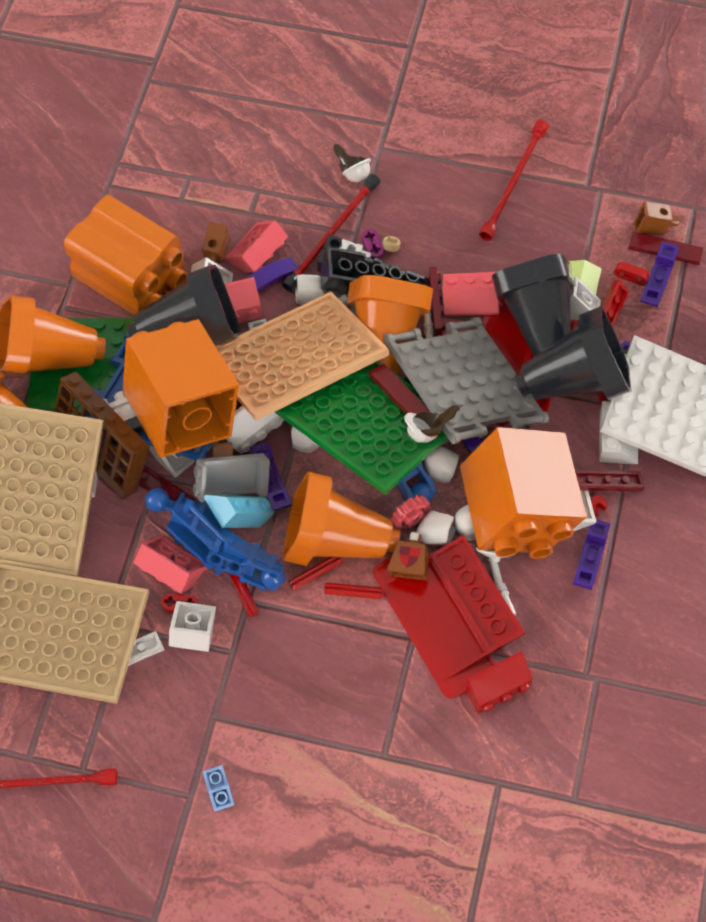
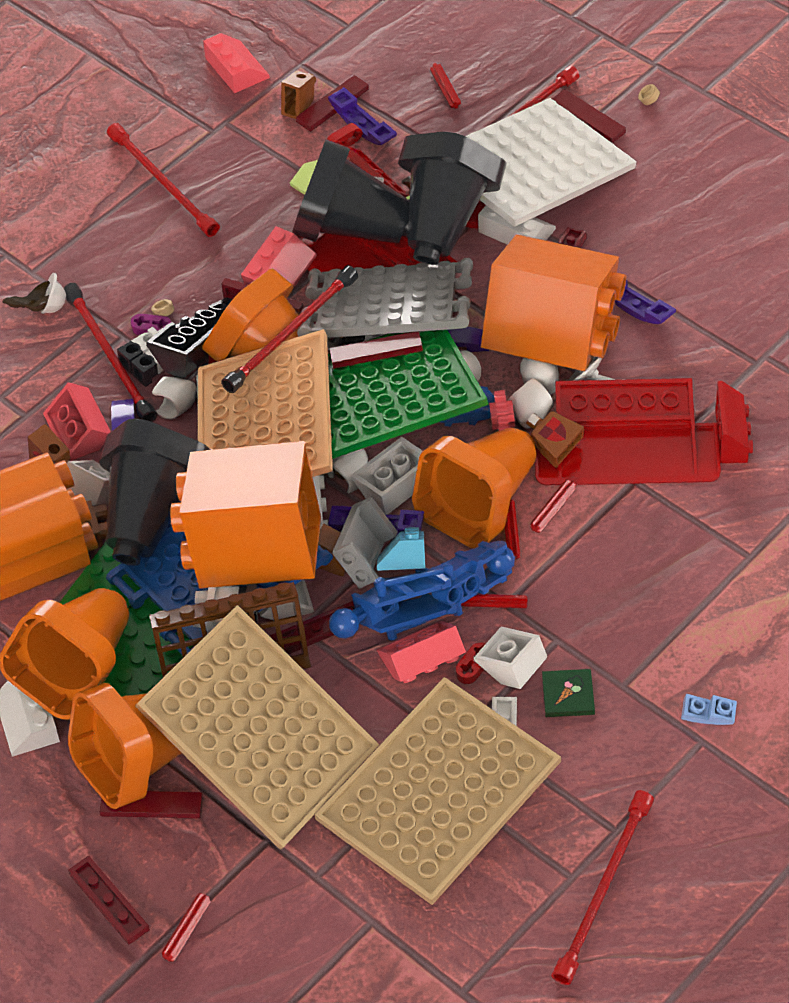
camera: 60 degrees left, 10 degrees down
(185, 681) = (568, 693): none -> dark green tile
(310, 317) = (236, 378): none -> red hose
(311, 458) = (389, 475): none -> white slope
(427, 425) = (437, 333): piece -> none
(662, 163) = (233, 62): none -> coral slope

